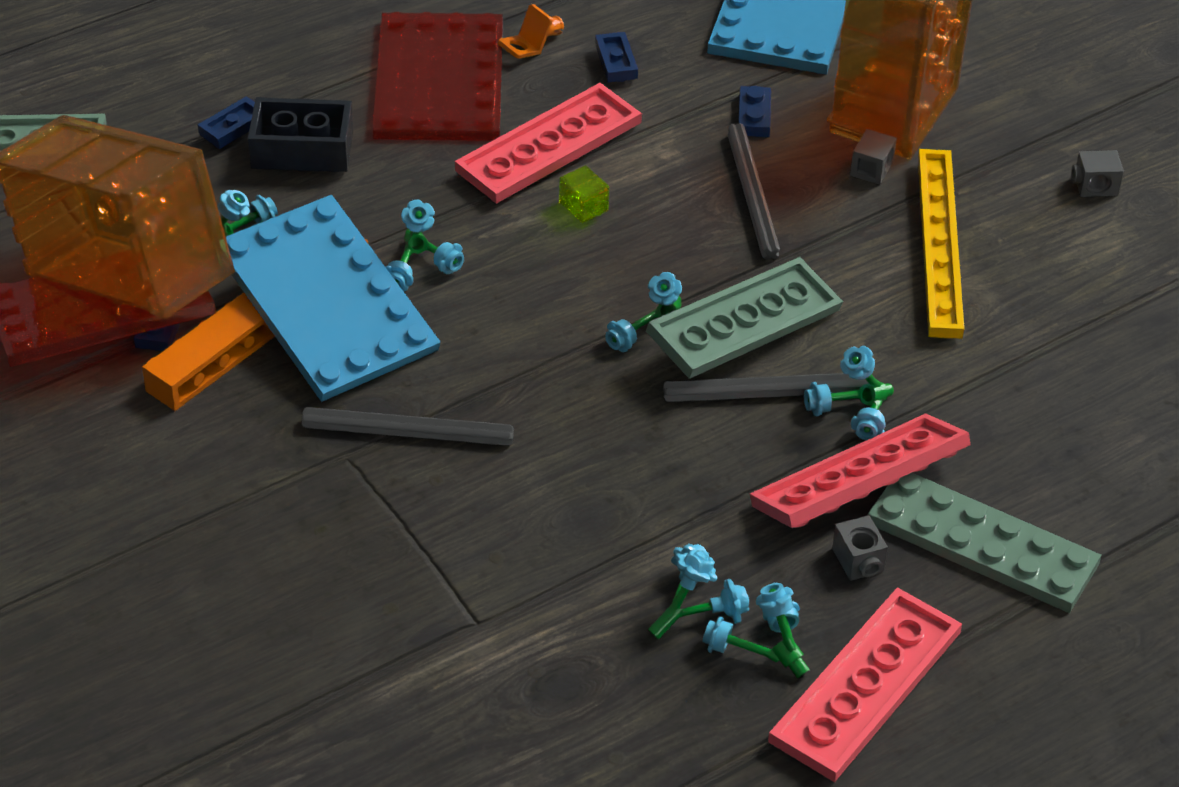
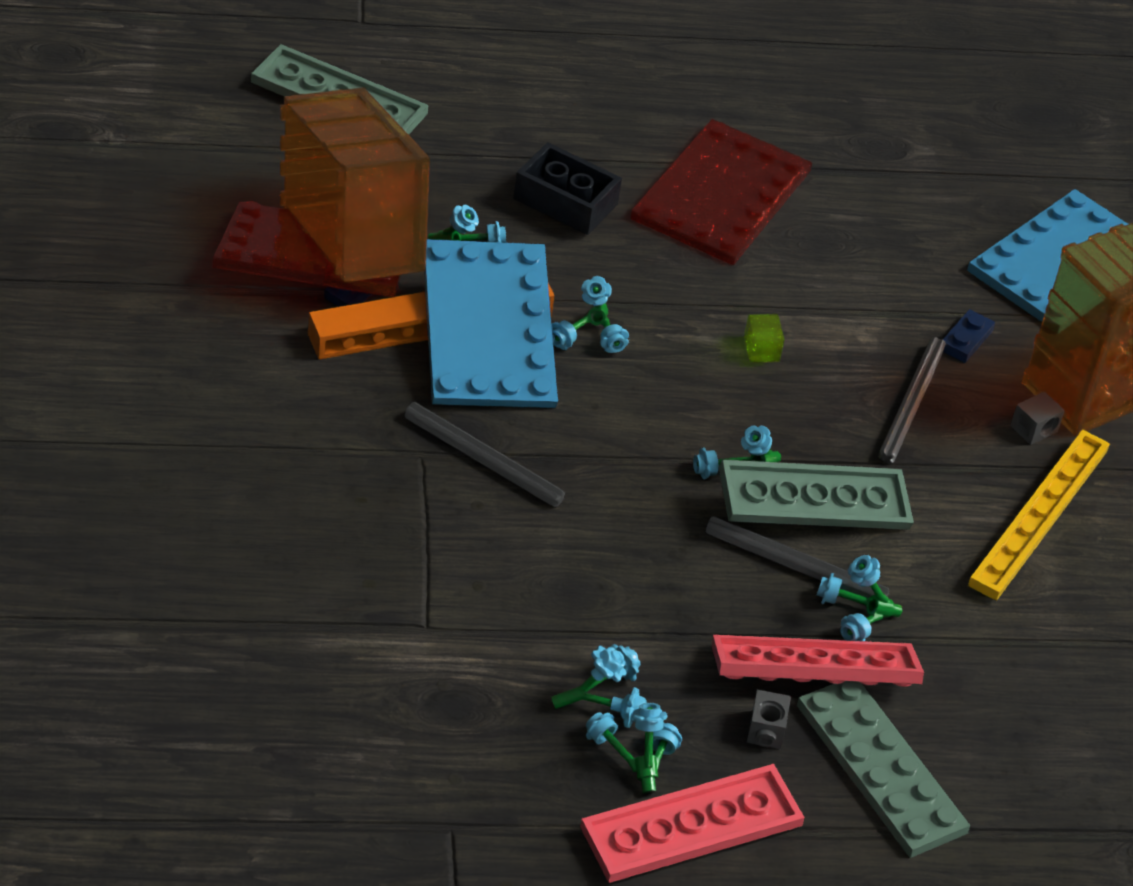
camera: 25 degrees right, 0 degrees up
(228, 123) = (513, 156): dark blue plate -> none
(533, 33) = (825, 188): orange bracket -> none
(547, 142) = (768, 283): coral plate -> none
(616, 57) = (881, 239): dark blue plate -> none

